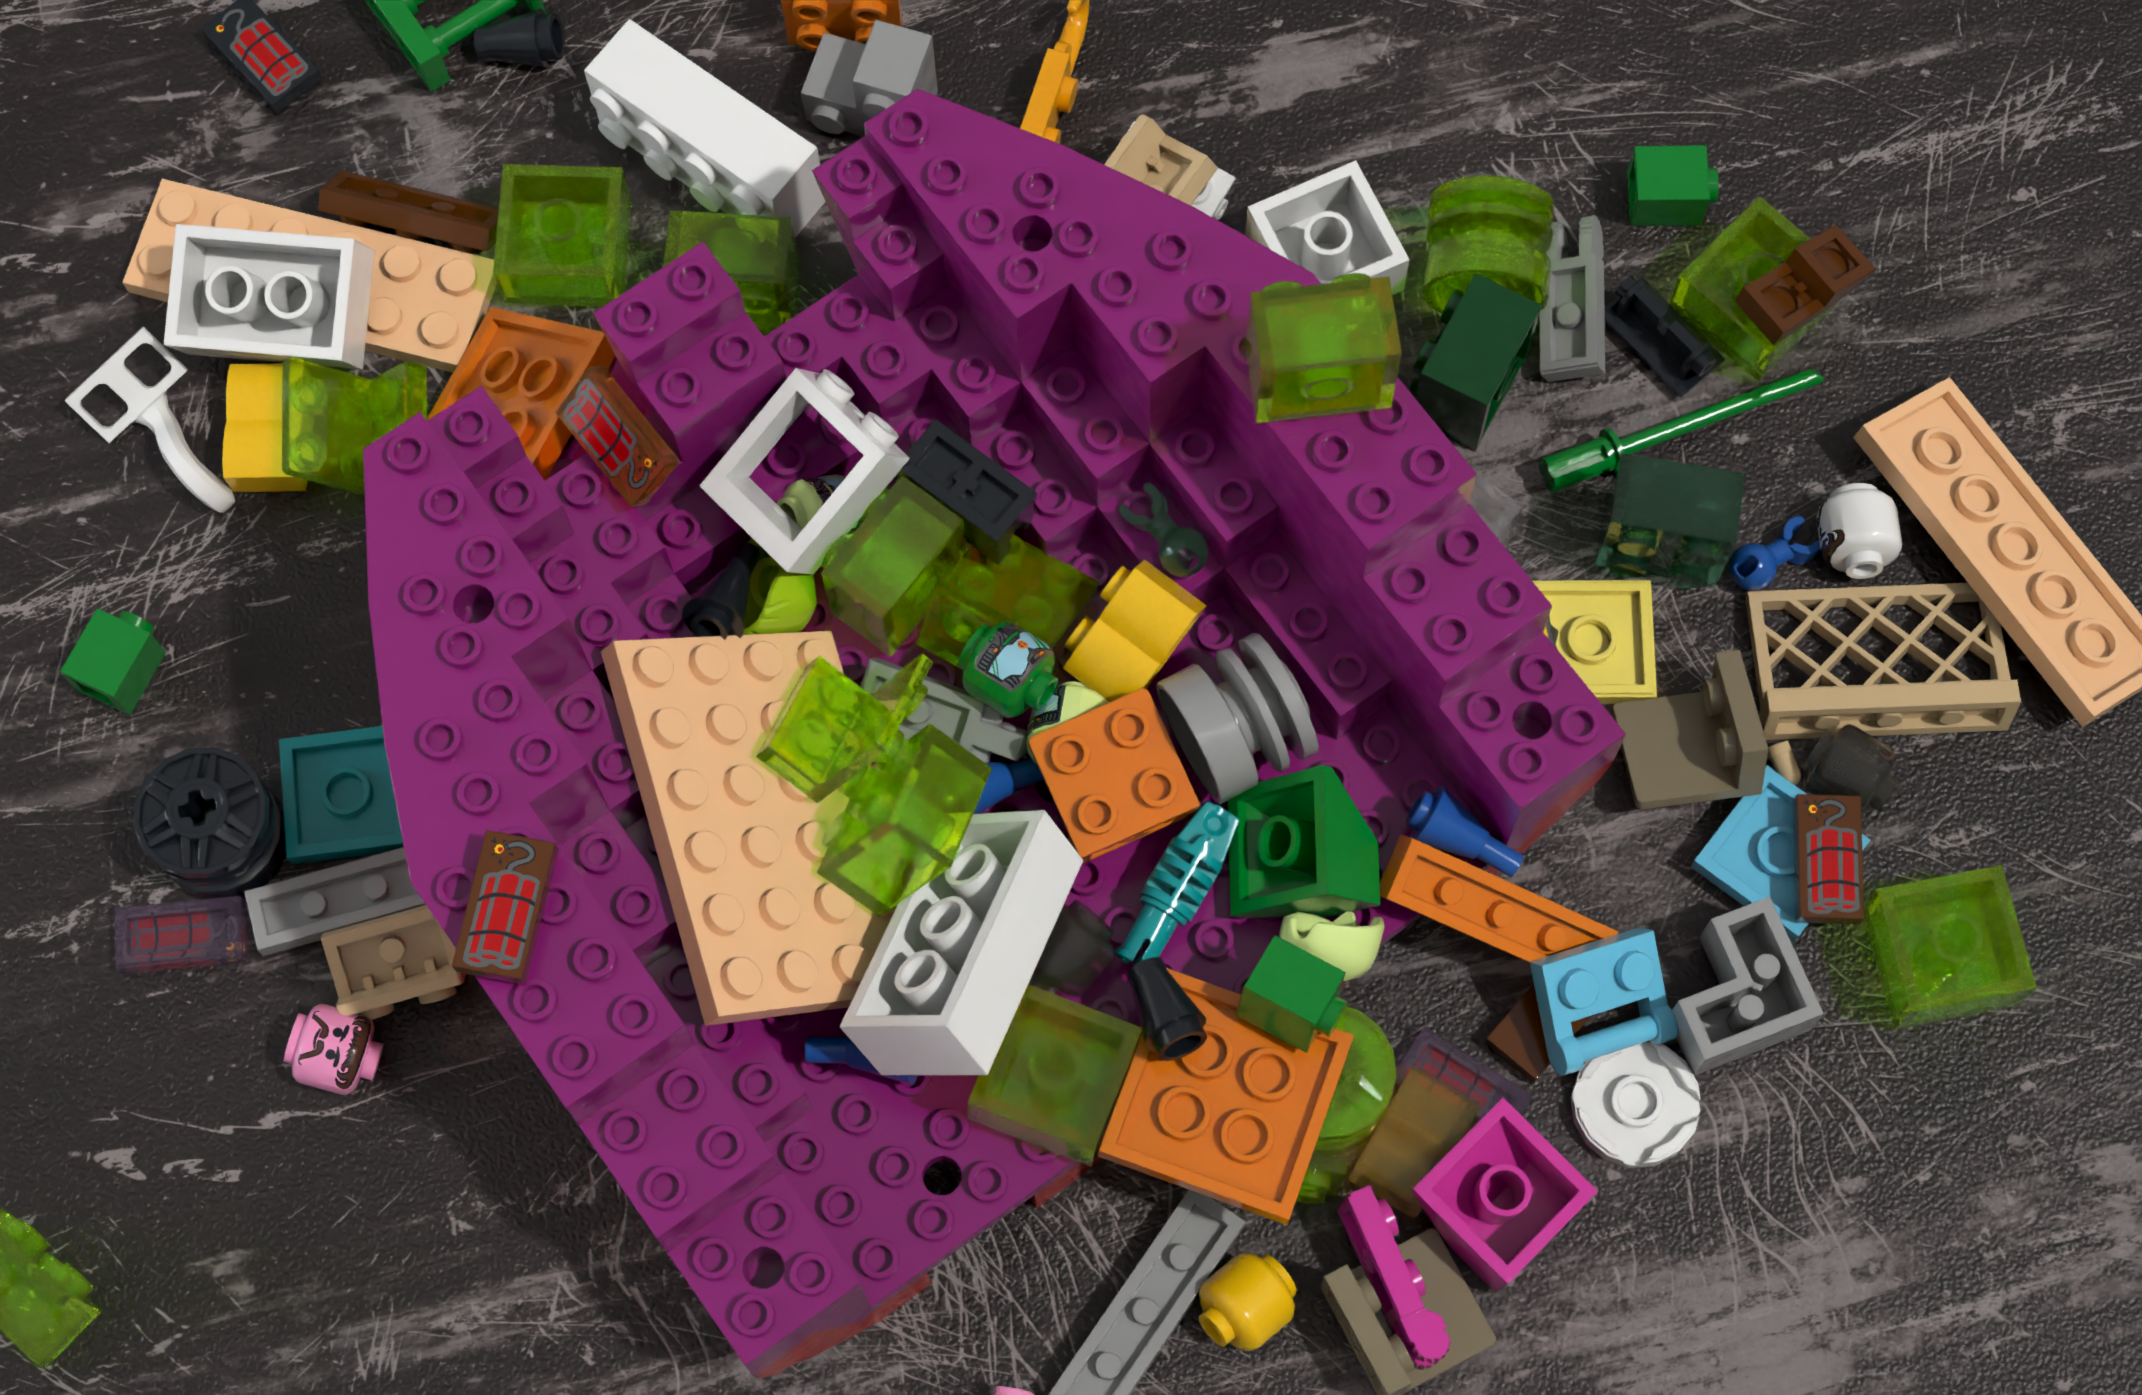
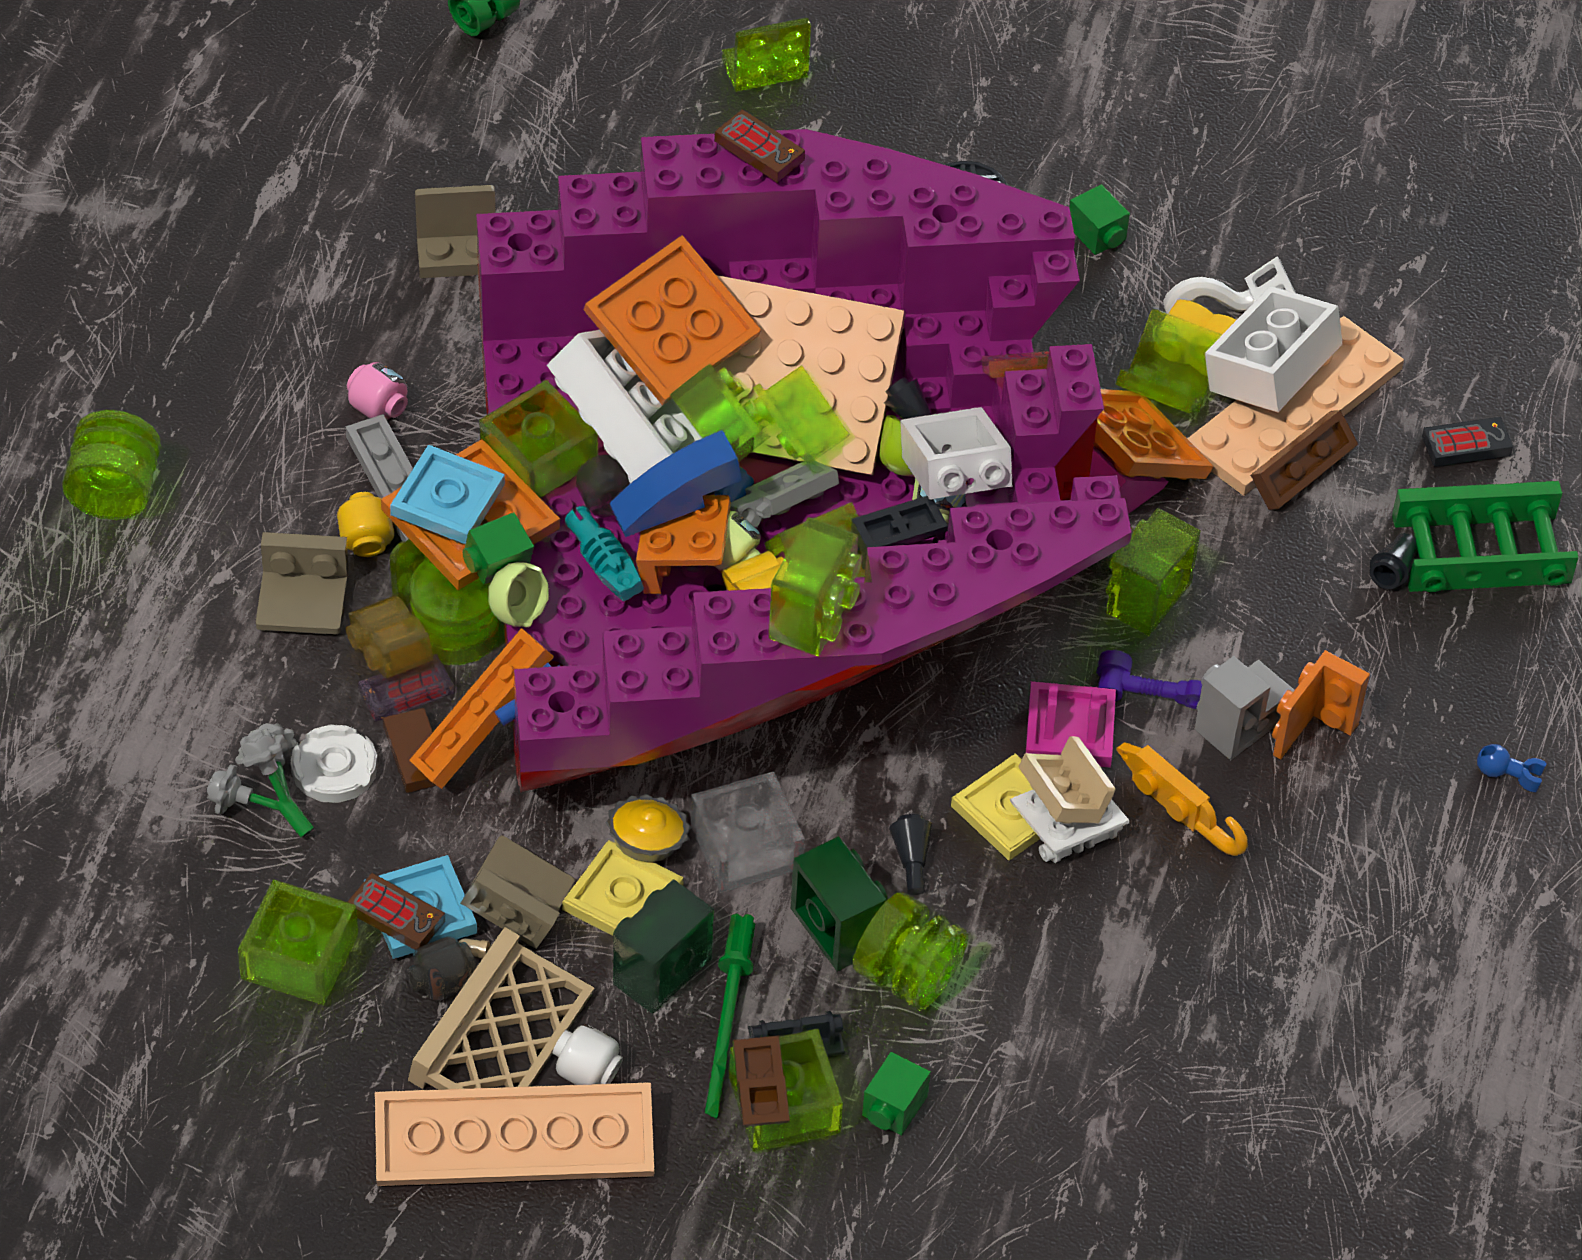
camera: 115 degrees right, 20 degrees down
(562, 234) = (1237, 510): clear neon green brick -> none
(701, 131) = (1257, 600): white brick -> none
(817, 936) = (671, 318): none -> orange plate
(892, 564) = (876, 476): clear neon green brick -> none
(1008, 669) = (778, 509): head -> none
(1078, 793) = (677, 484): none -> blue slope
(1166, 1013) = (532, 492): black cone -> none
(1242, 1119) = (447, 494): none -> medium azure plate
(1247, 713) = (665, 587): light grey wheel -> none
(1301, 849) = (572, 610): green slope -> none
(1331, 228) = (973, 874): white brick -> none
(1396, 1282) = (324, 580): dark pink hinge -> none
(1501, 1195) = (328, 650): dark pink slope -> none
(1575, 311) = (853, 998): light grey hinge -> none
(1597, 980) = (410, 758): medium azure plate -> none
(1750, 1140) = (265, 749): none -> light grey plant
(1756, 565) = (608, 1000): blue arm -> none
(1759, 995) = (346, 833): light grey brick -> none

